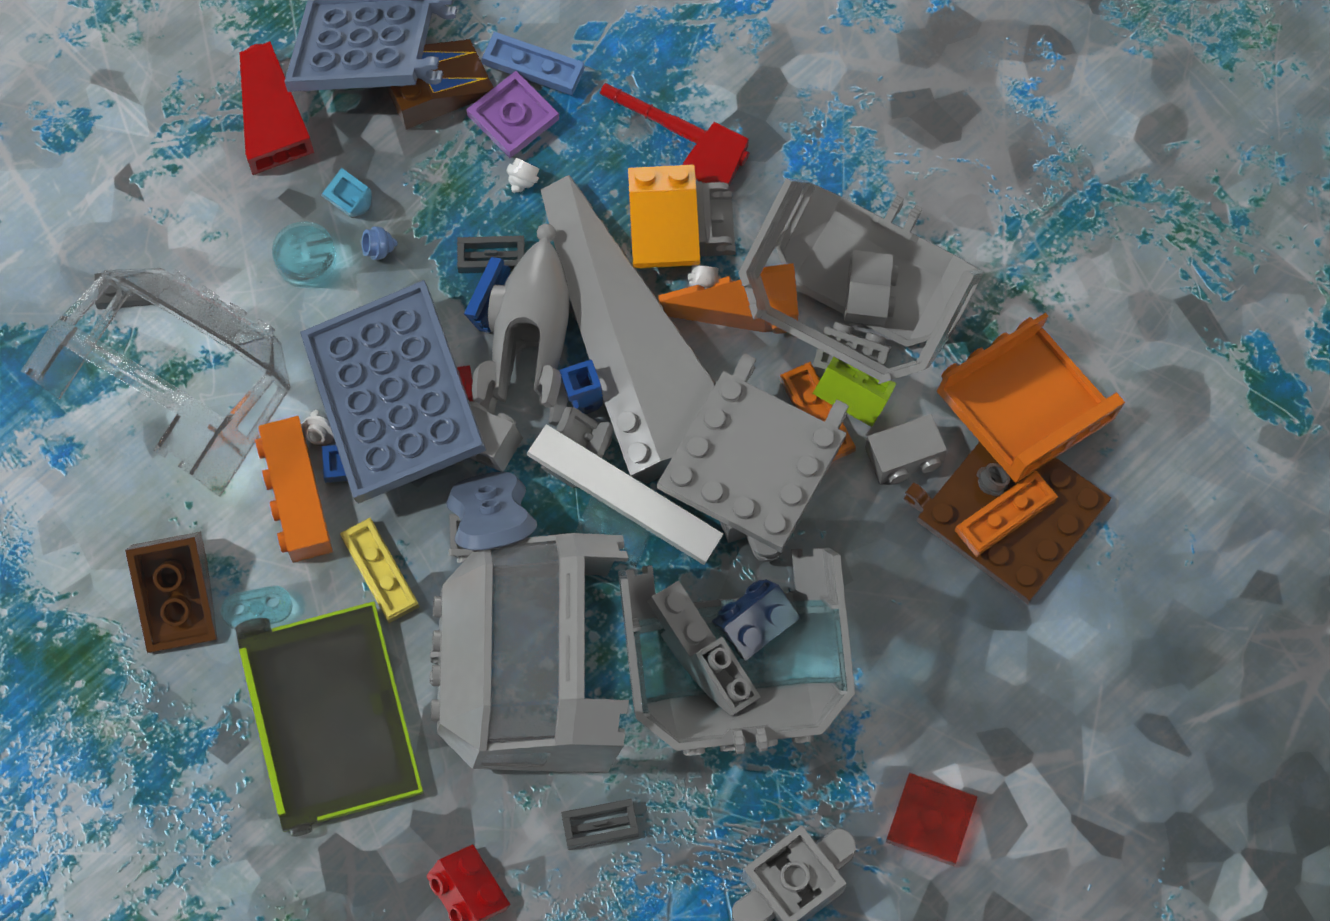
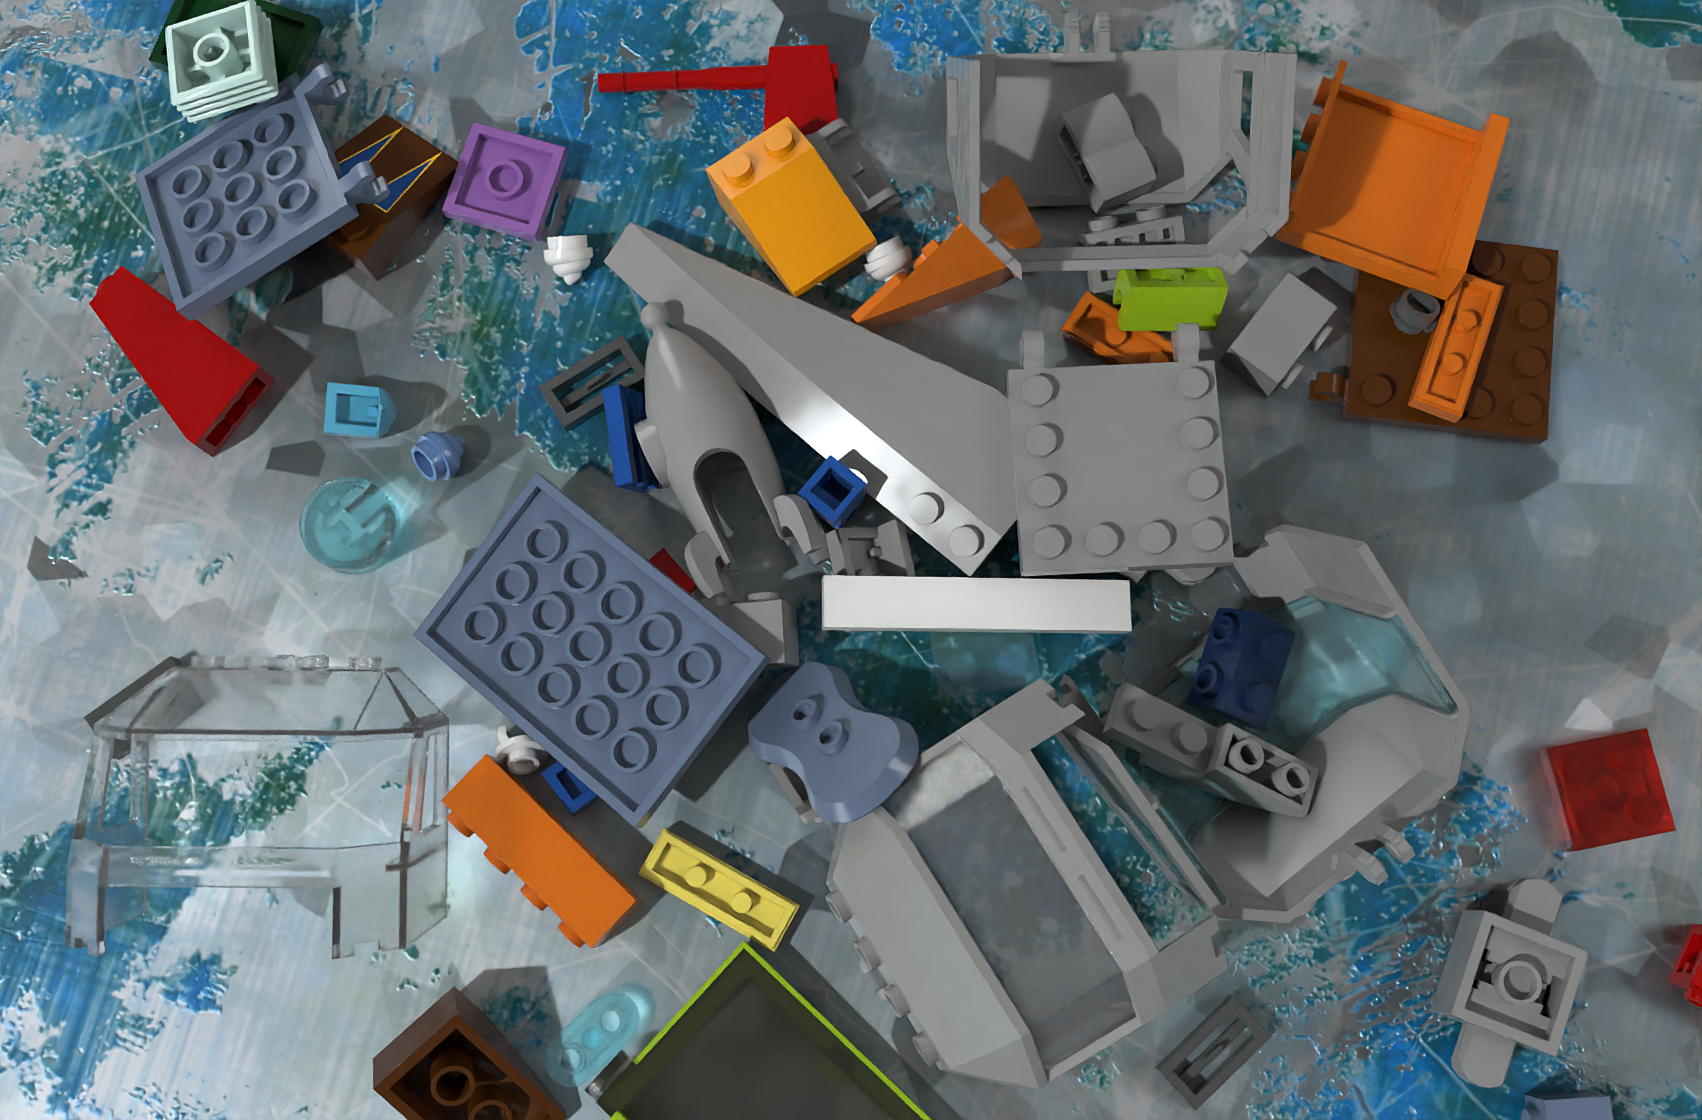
camera: 30 degrees left, 10 degrees up
(533, 63) = (488, 99): medium blue plate -> none

